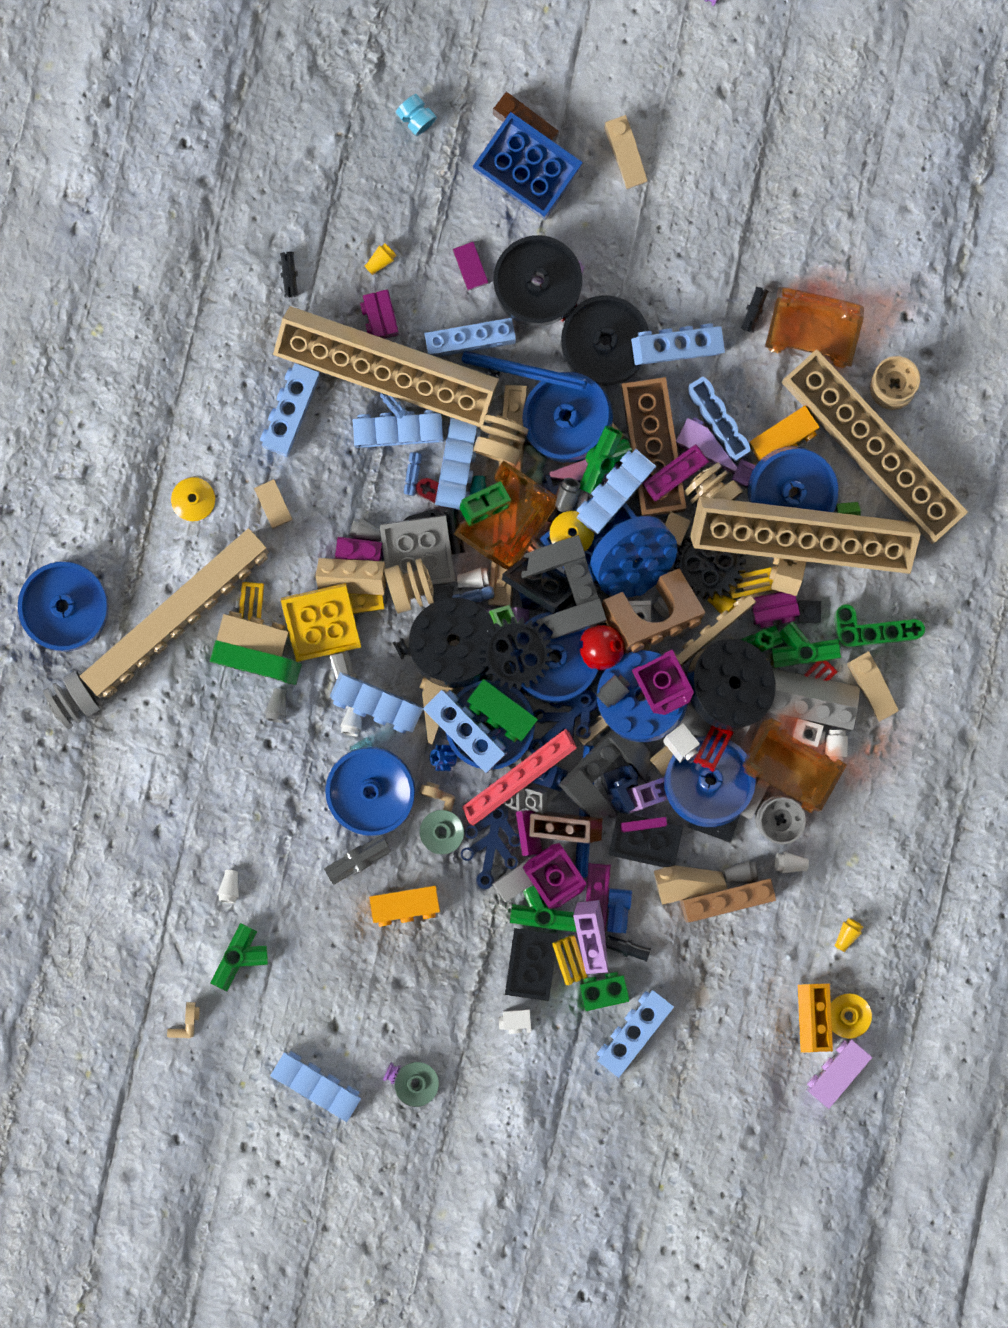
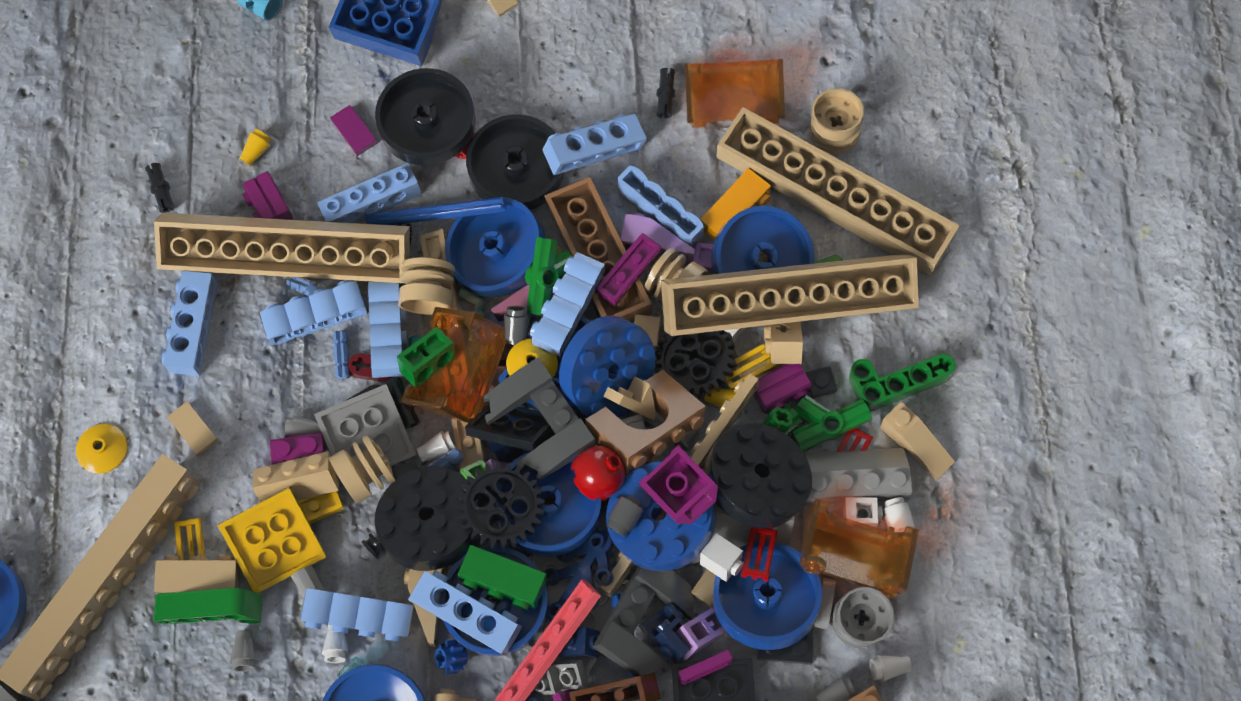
camera: 10 degrees left, 15 degrees down
(649, 590) = (636, 398): none -> tan slope

